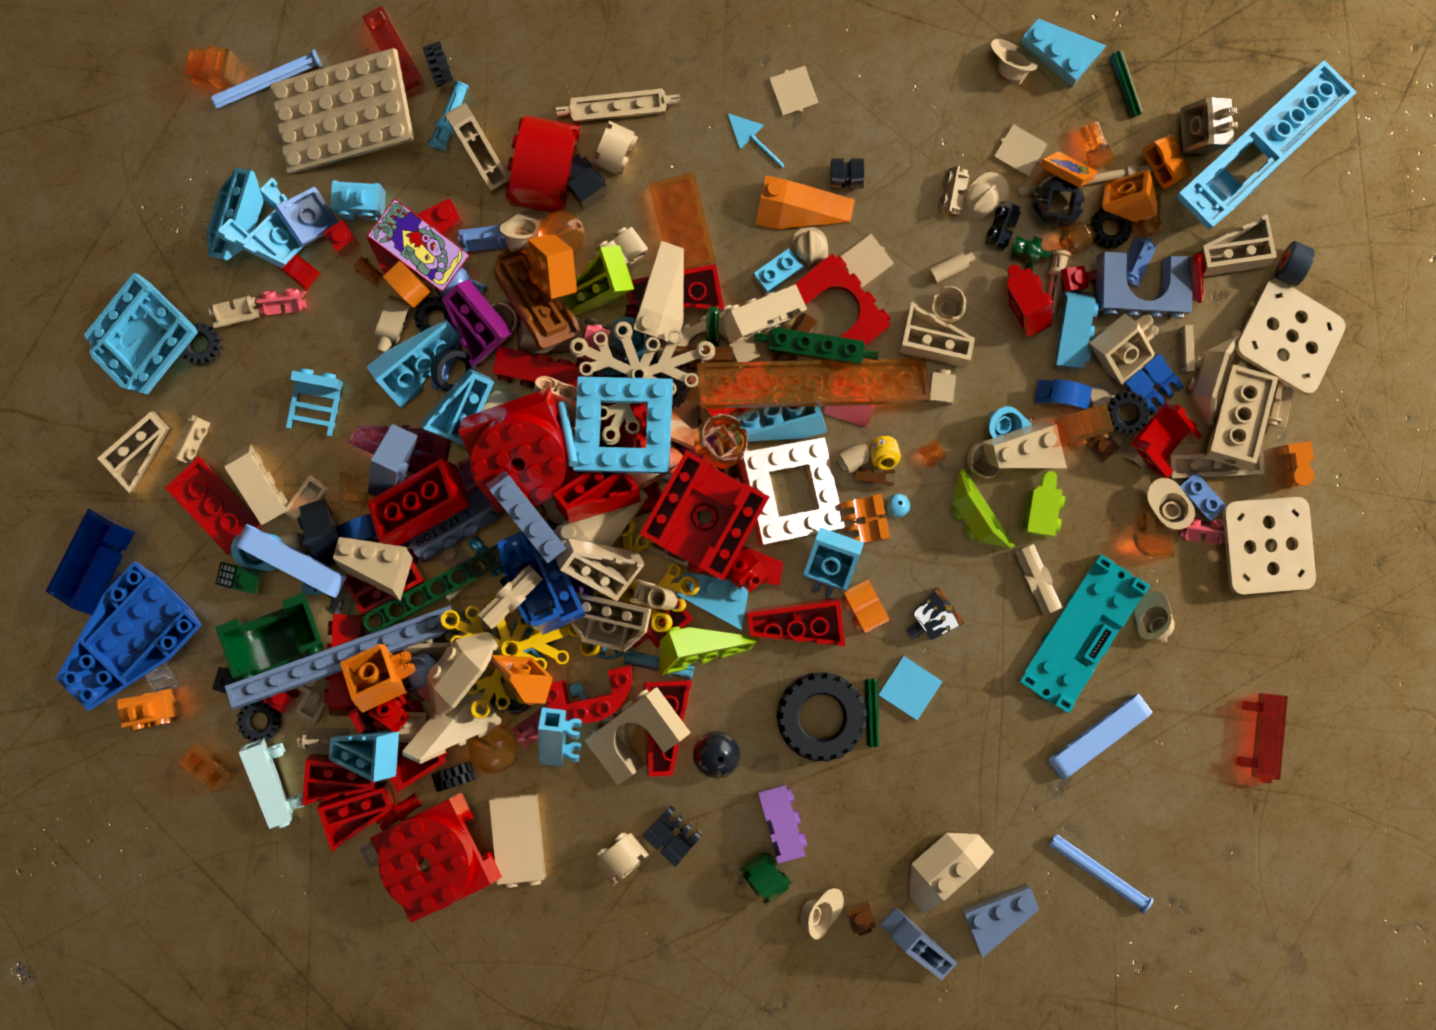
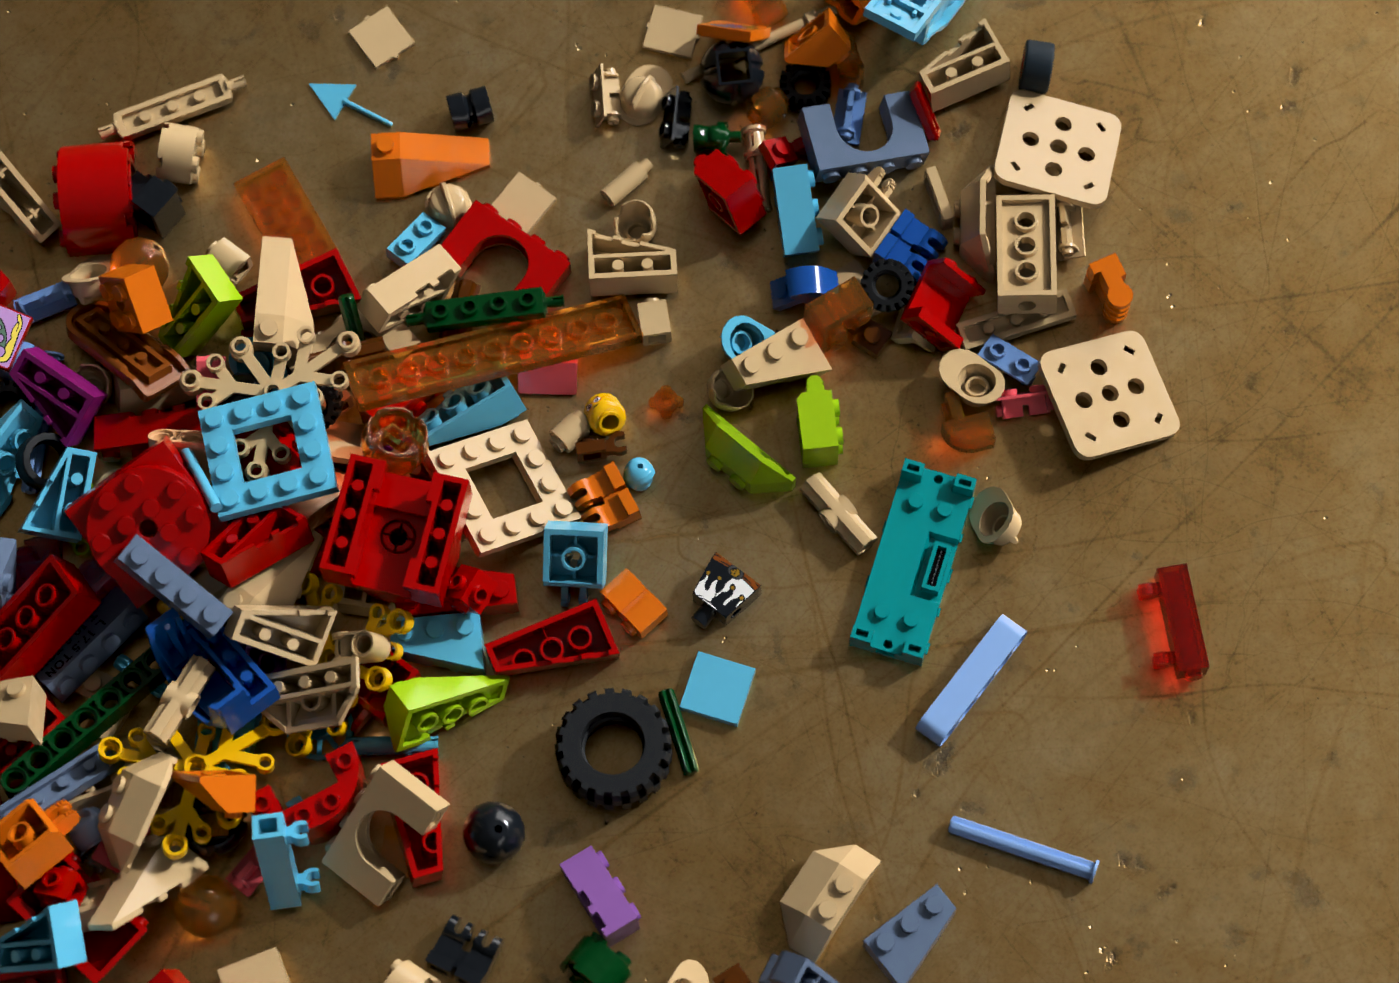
camera: 15 degrees left, 15 degrees down
(453, 776) = (164, 952): black tyre -> none

